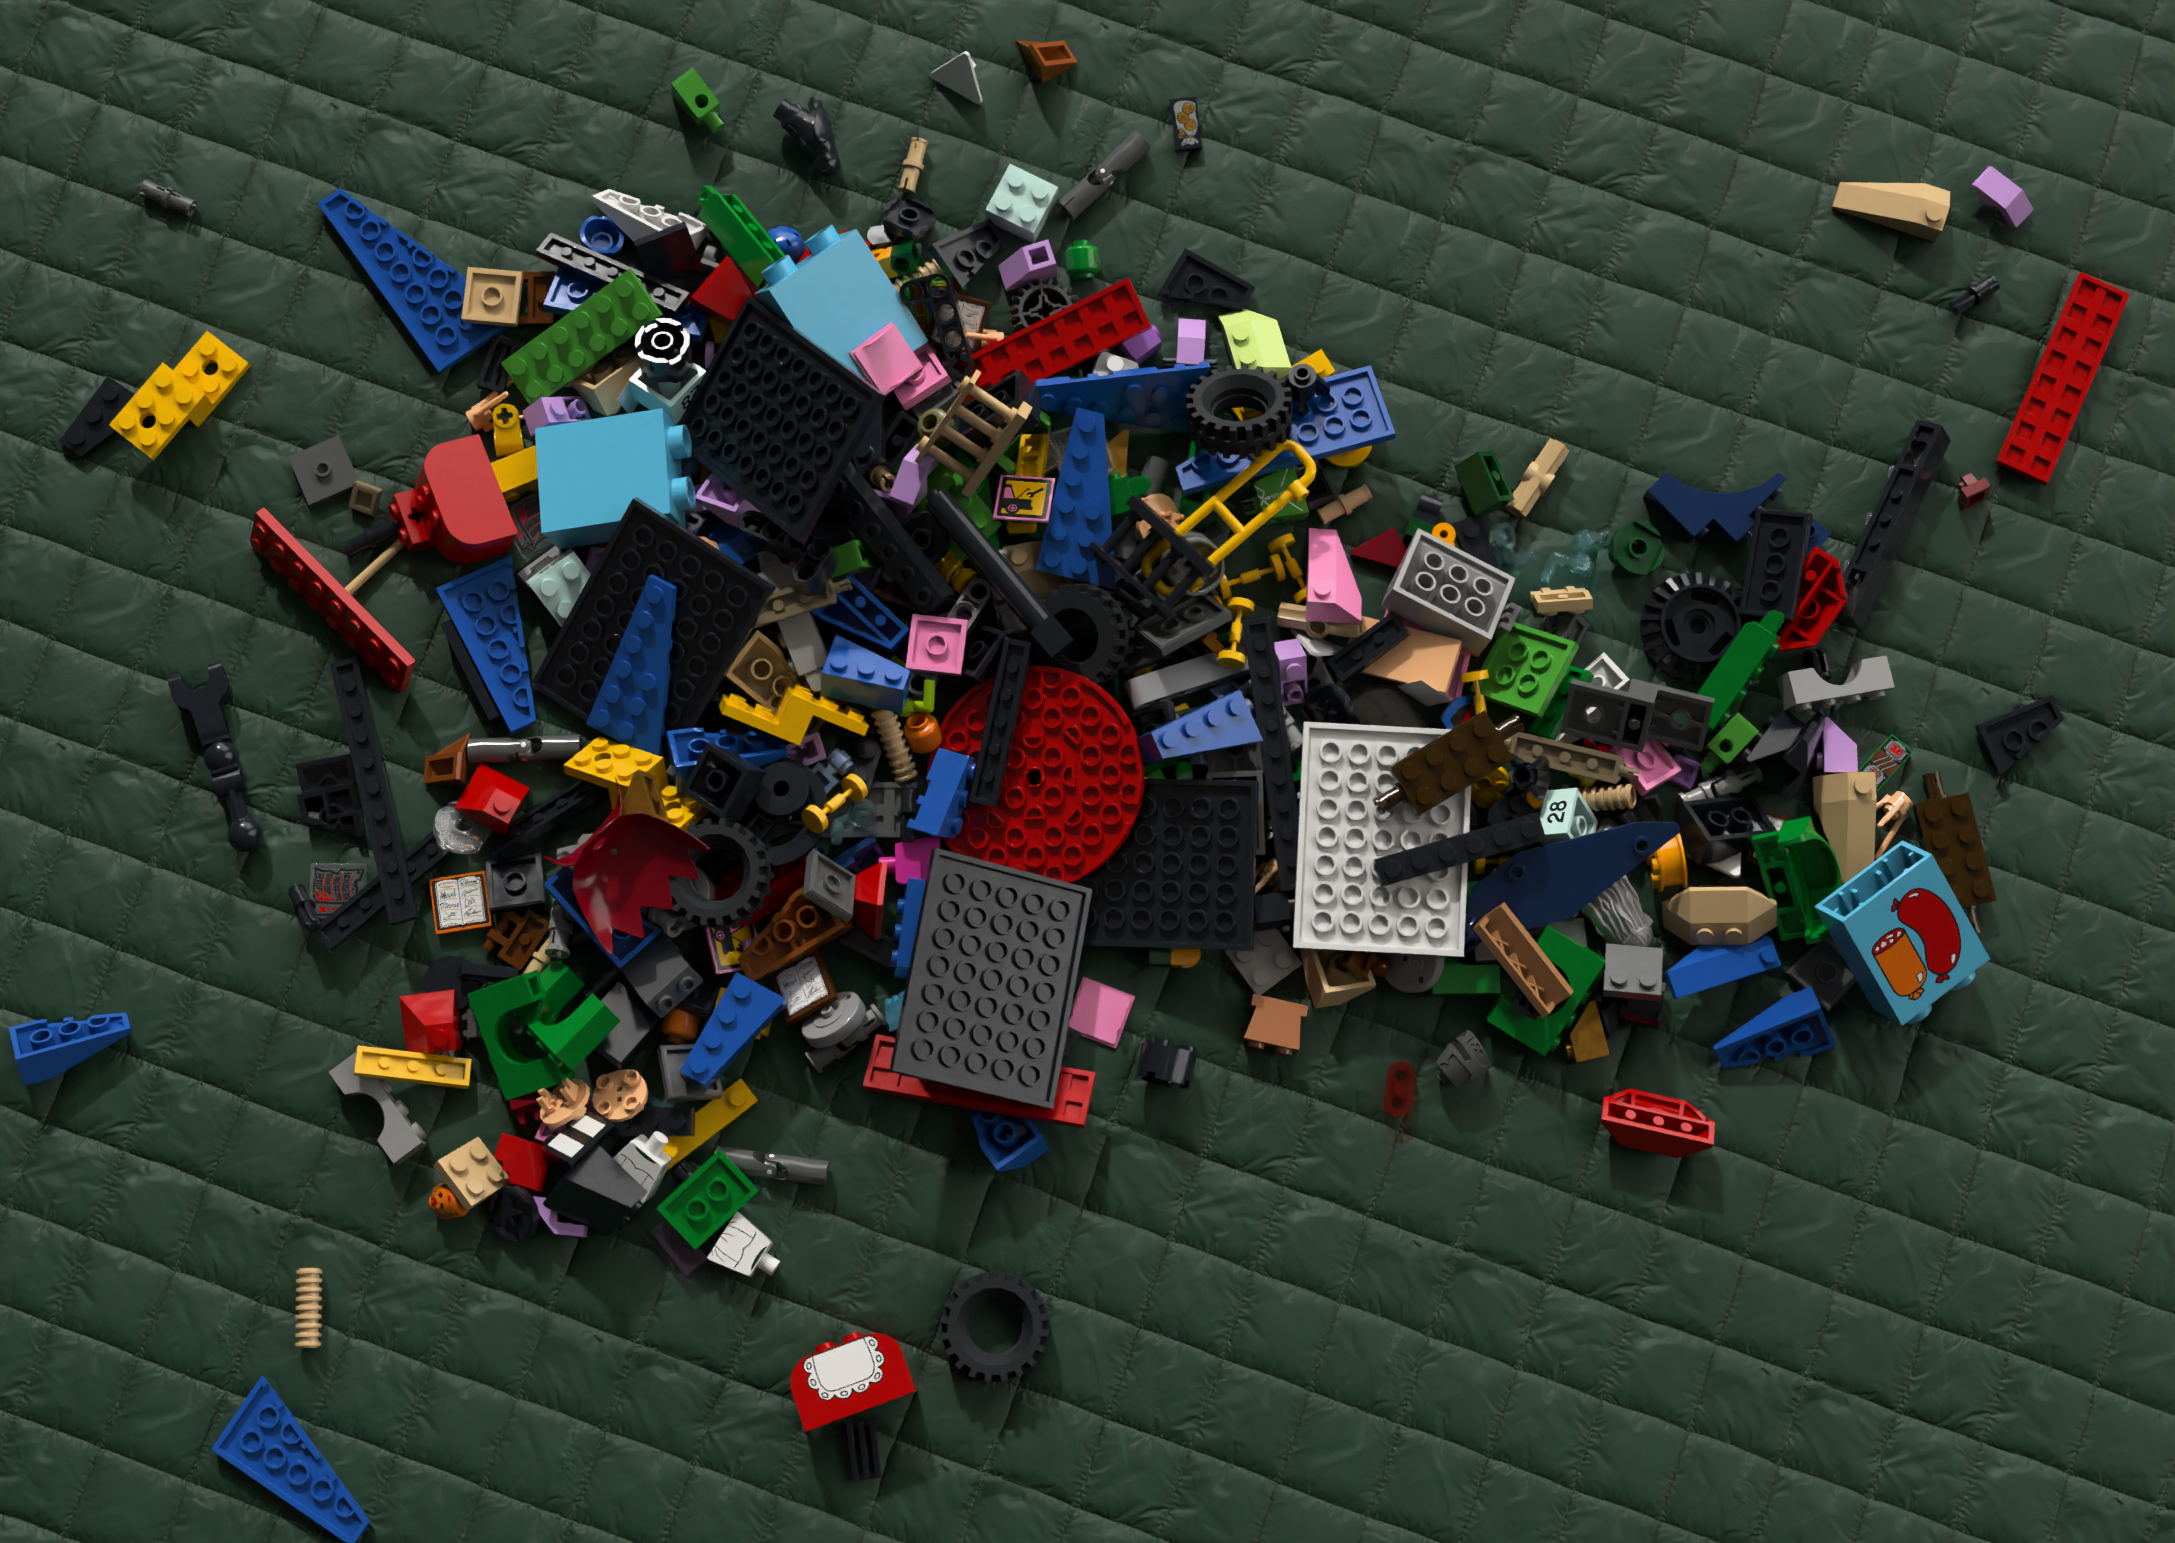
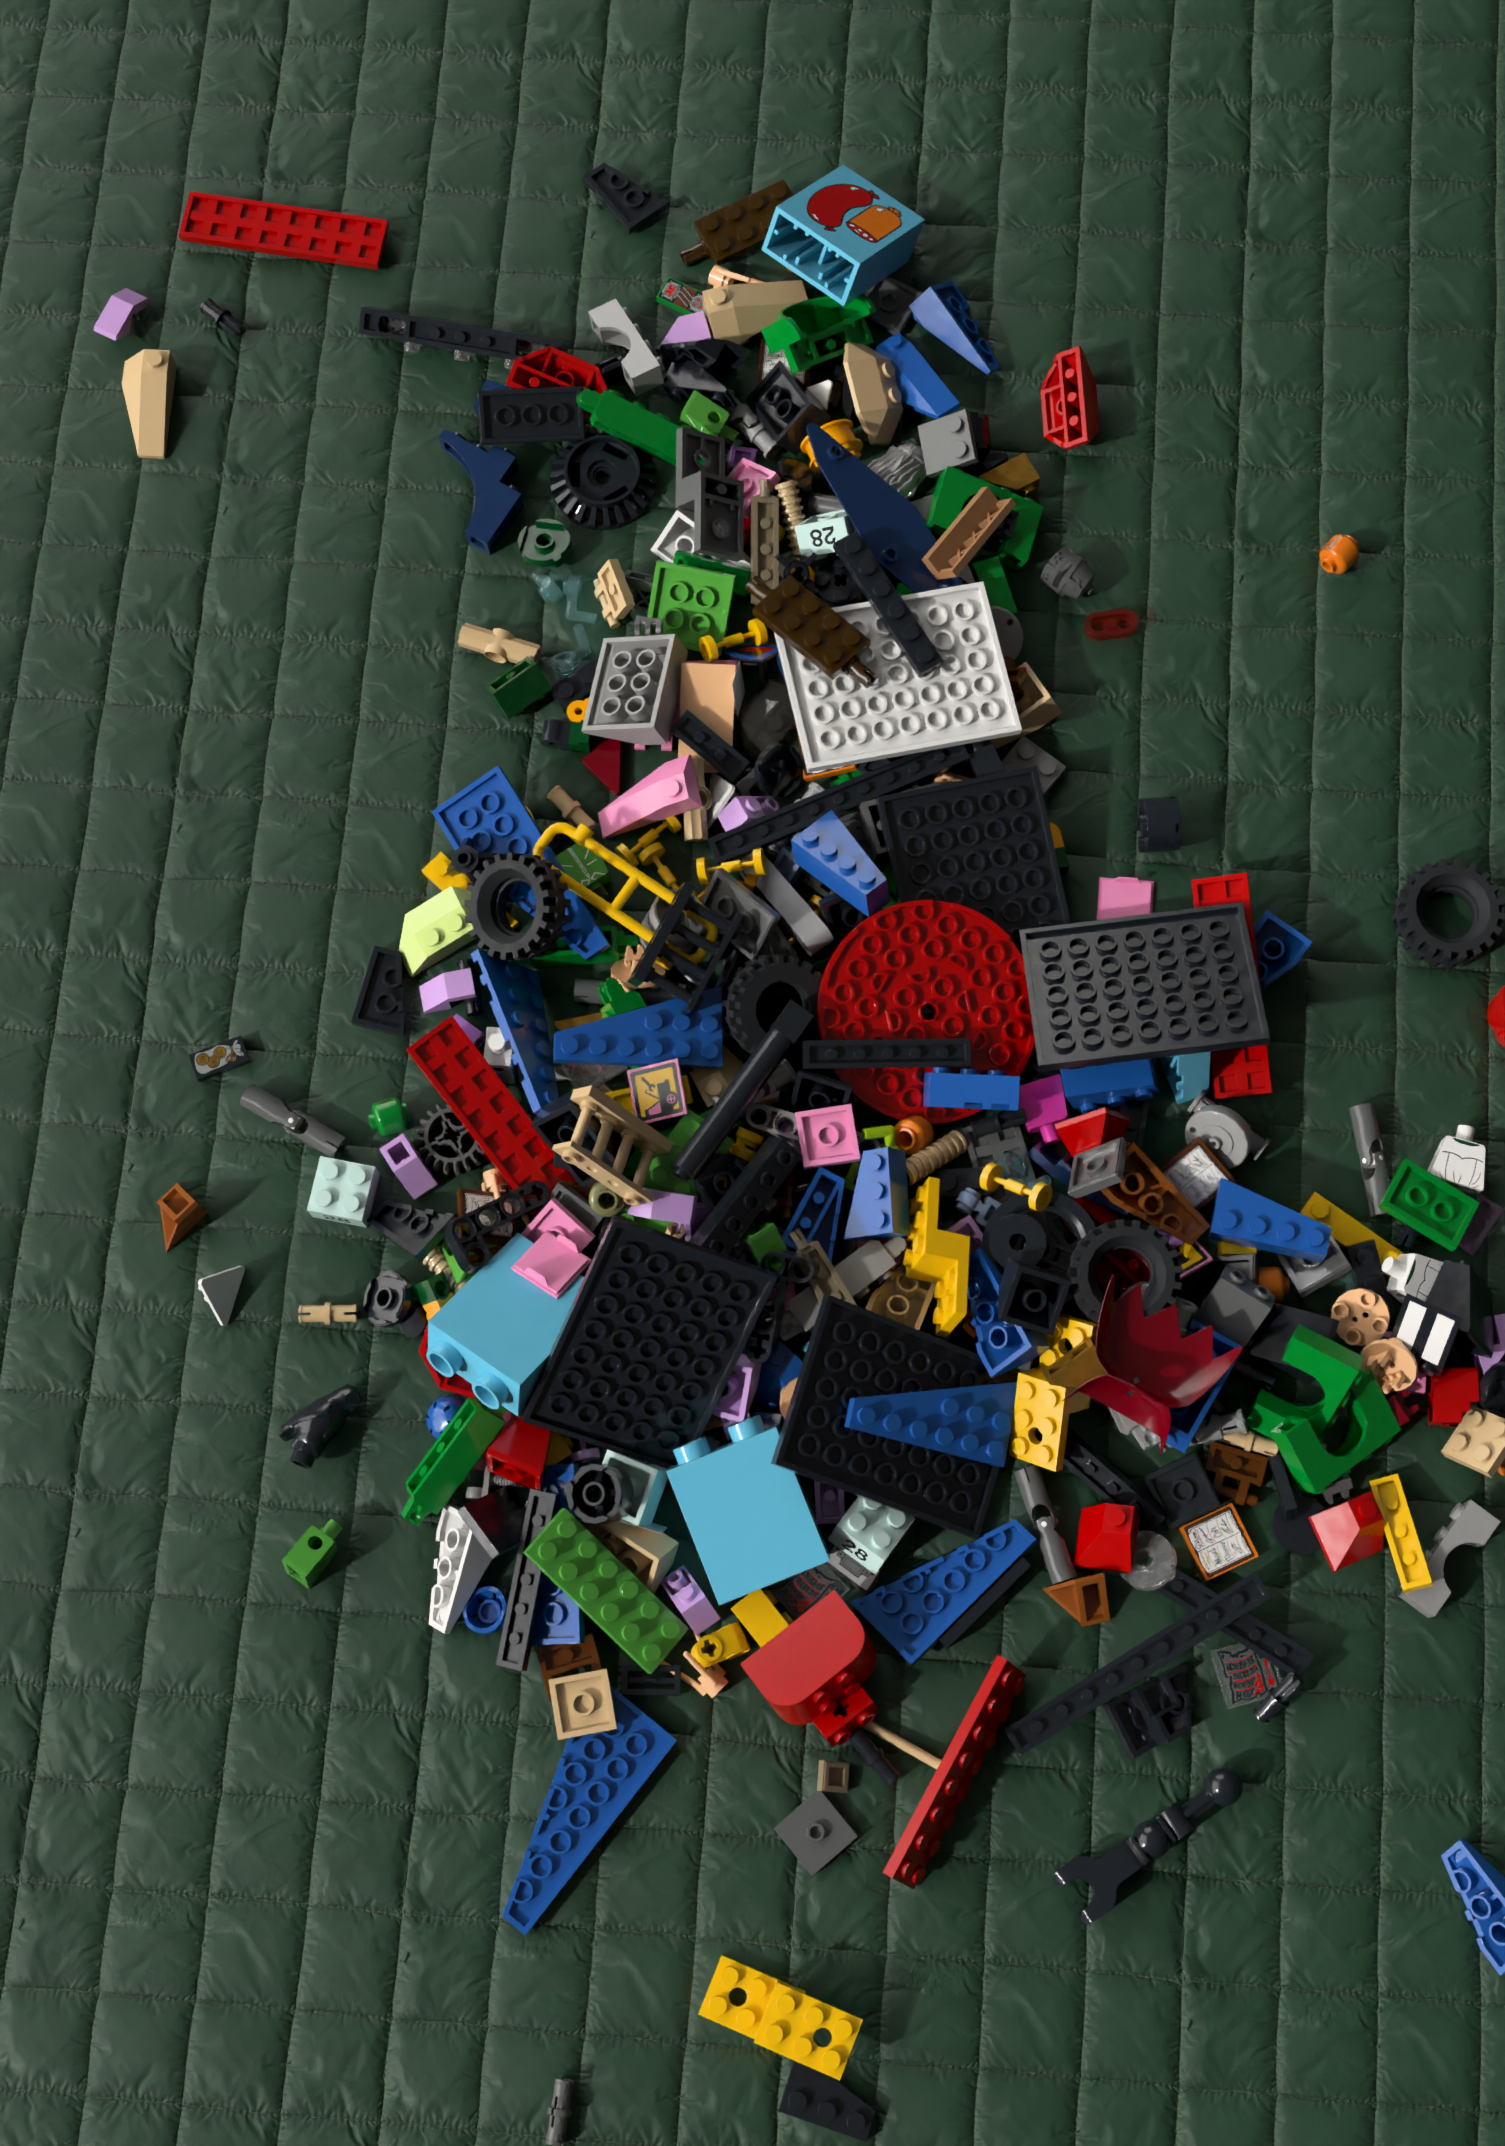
camera: 100 degrees left, 5 degrees down
(1275, 1024) = (1087, 744): nougat hips -> none
(1412, 1349) = (1339, 554): none -> orange head
(1972, 491) = (410, 280): dark red tile -> none

